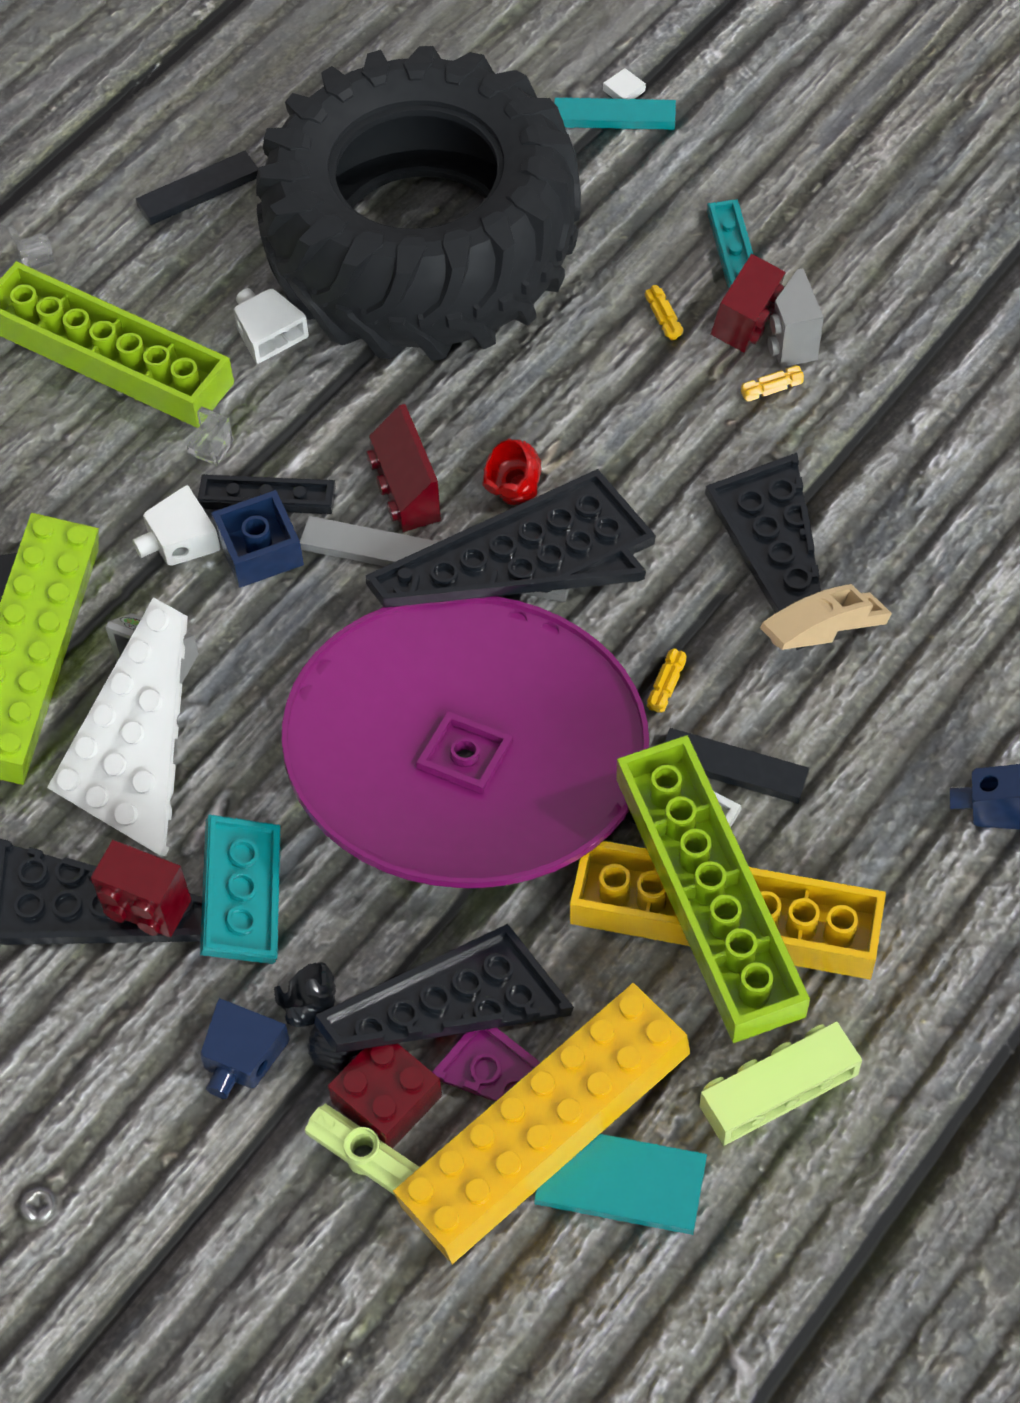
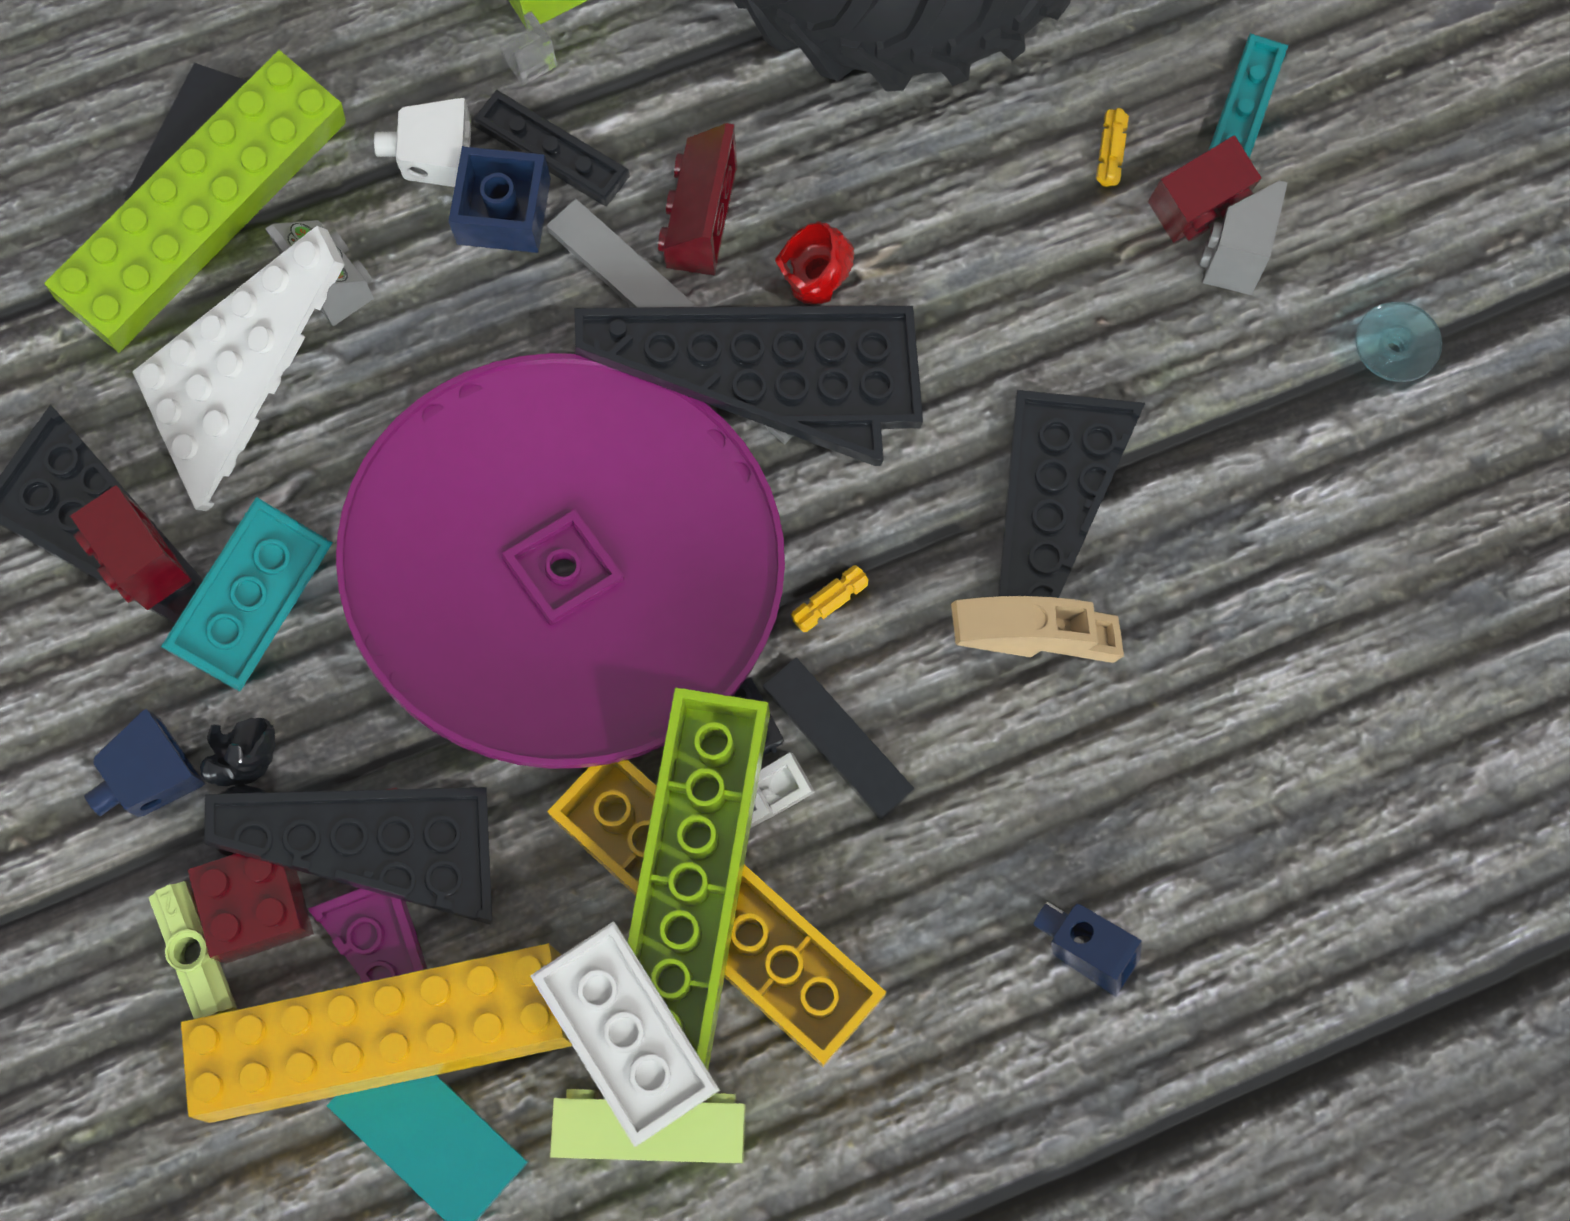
camera: 30 degrees right, 15 degrees up
(735, 992) = (624, 1033): none -> white tile
(772, 383) = (1177, 299): yellow axle -> none
(934, 338) = (1410, 330): none -> clear light blue dish

